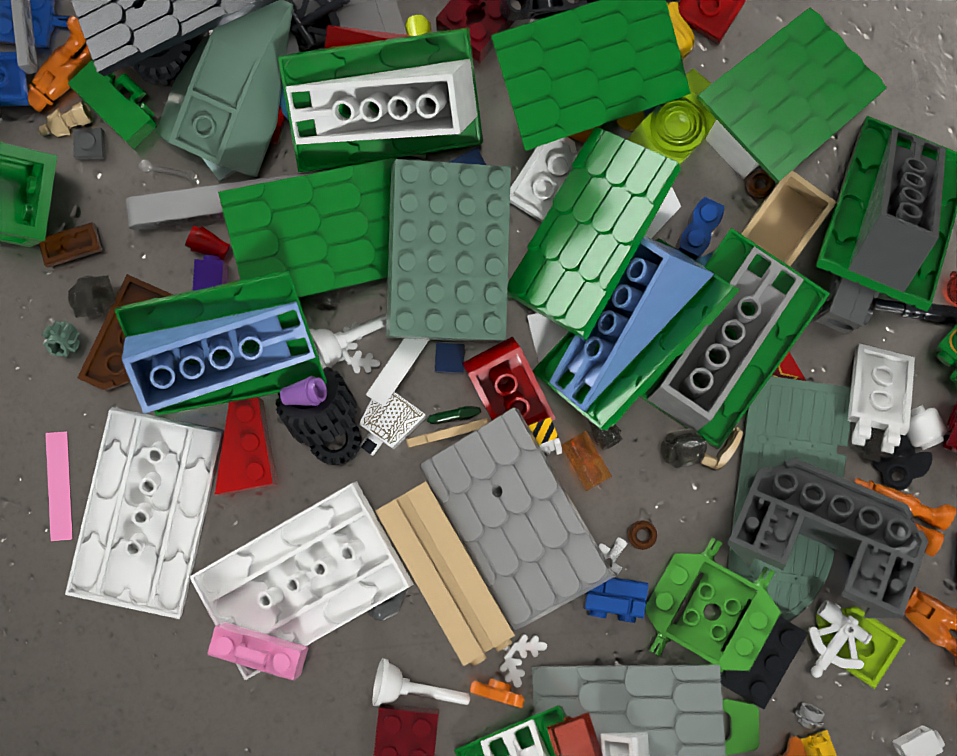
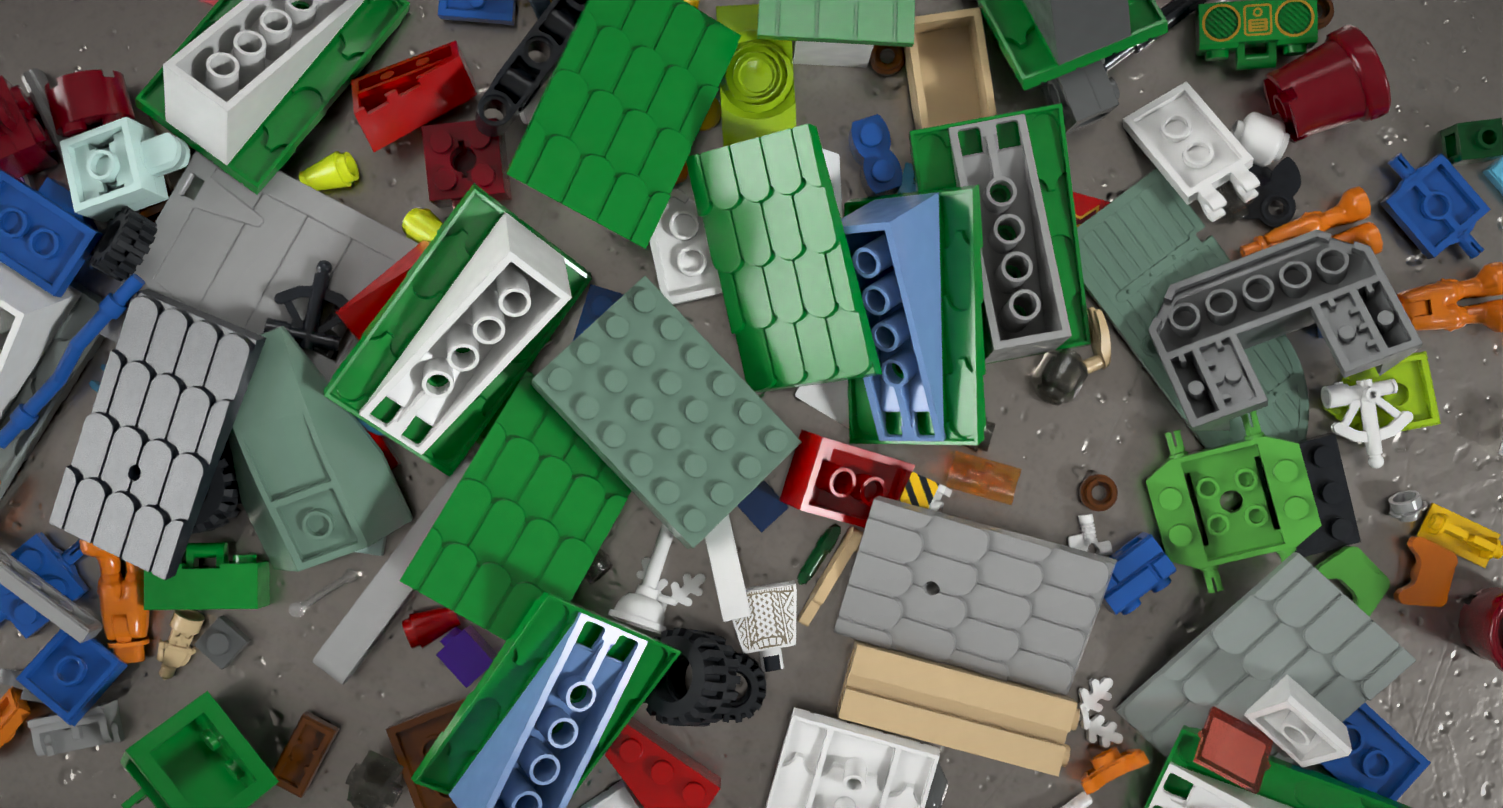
camera: 50 degrees left, 5 degrees up
(304, 392) = (670, 681): medium lavender cone -> none

